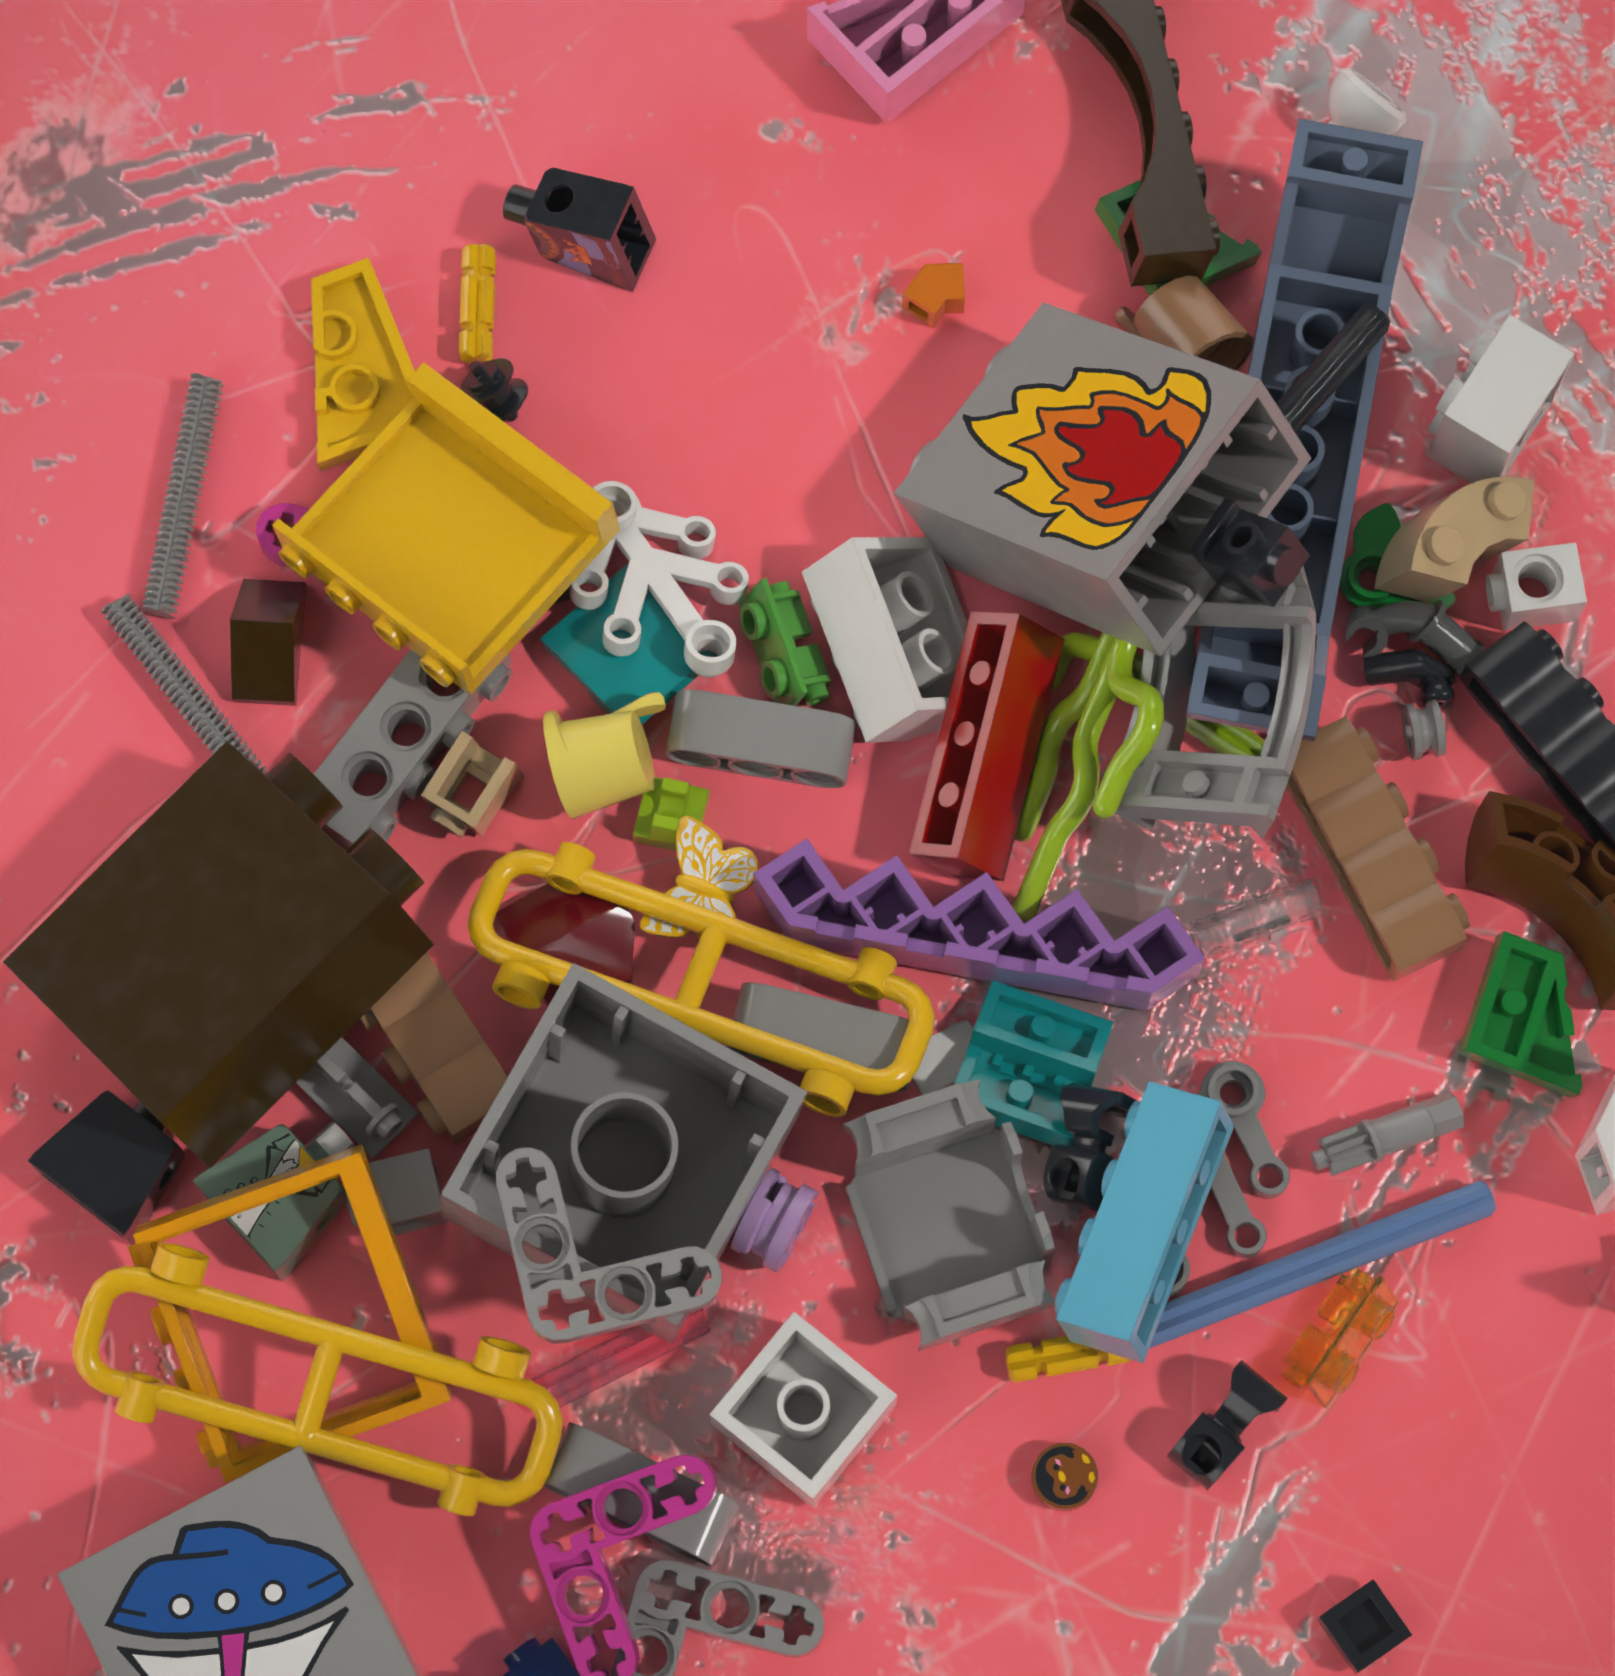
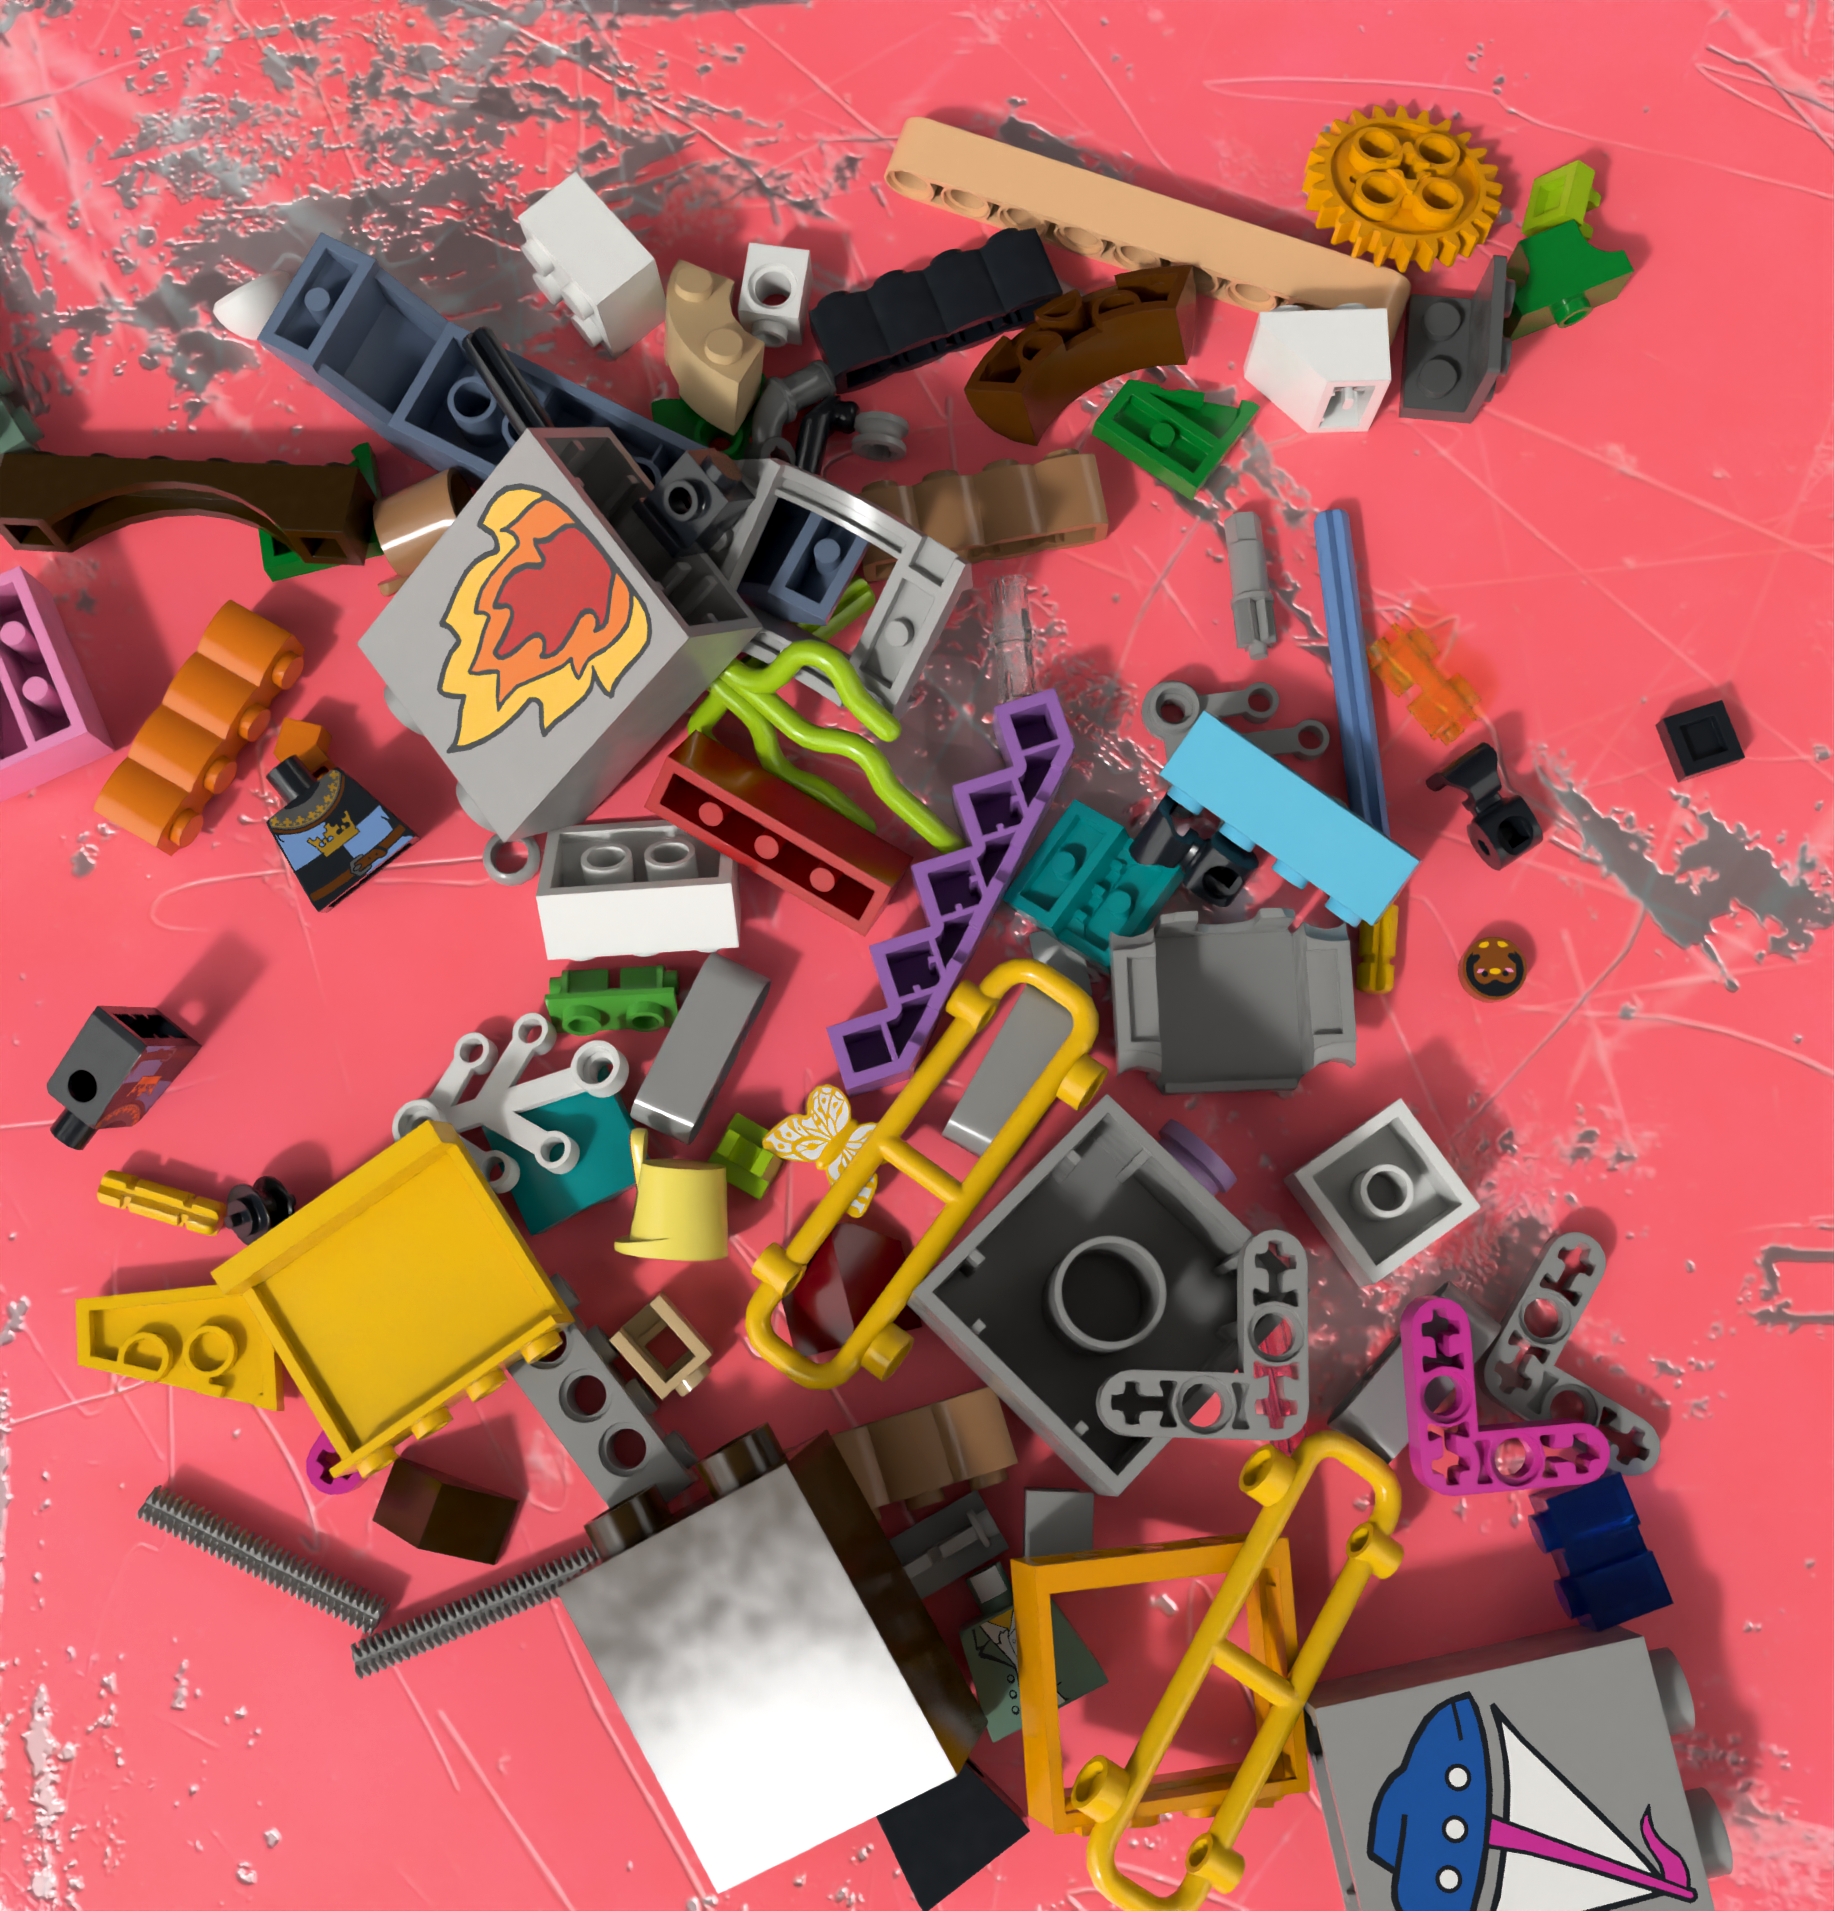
camera: 70 degrees left, 5 degrees up
(865, 342) = (333, 832): none -> torso
(879, 527) = (516, 878): none -> light grey piece
(929, 191) = (200, 727): none -> orange brick

